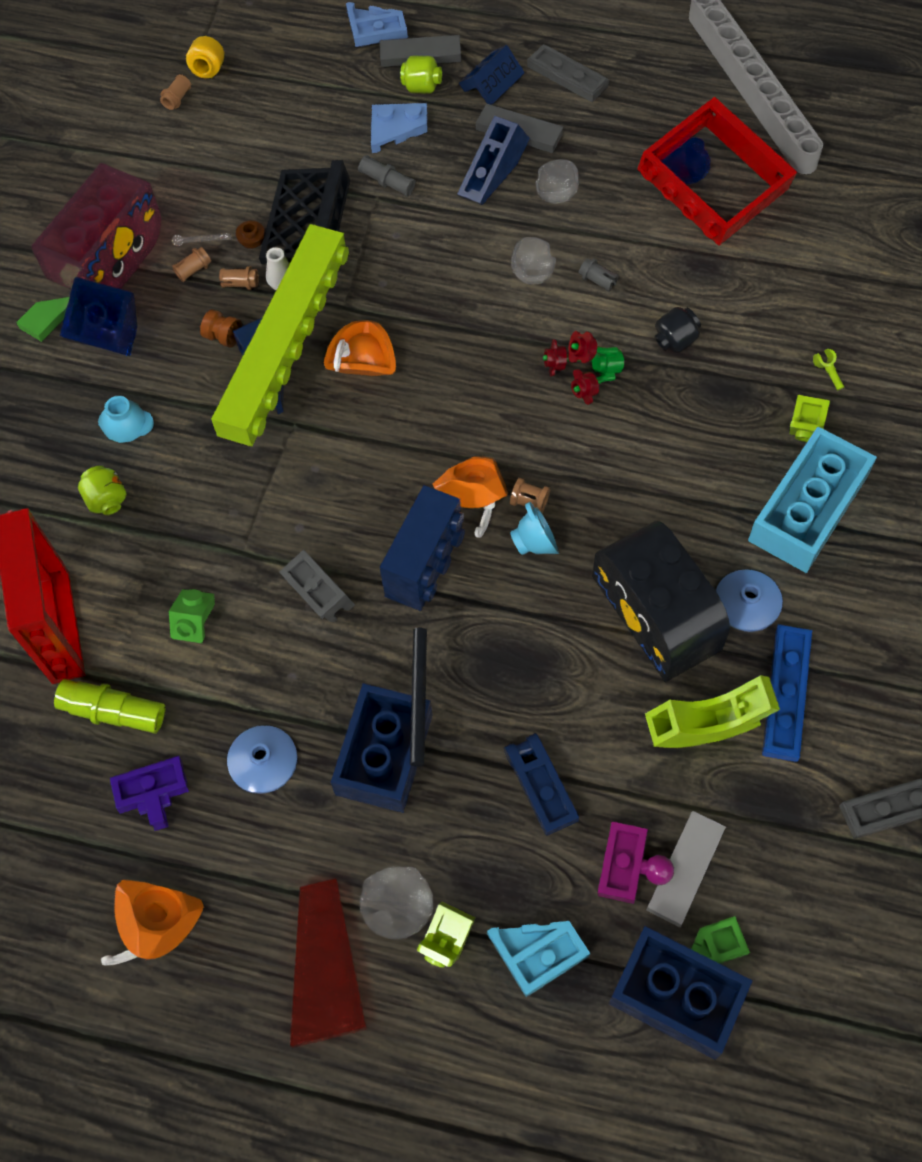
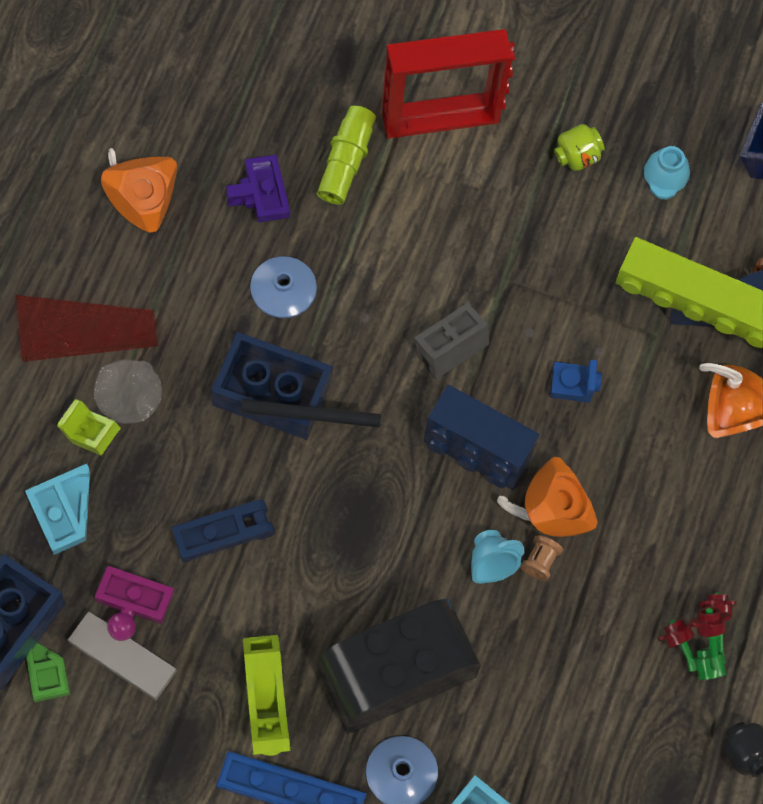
camera: 85 degrees right, 5 degrees up
(189, 615) = (437, 226): bright green bracket -> none
(349, 480) = (575, 381): none -> blue bracket

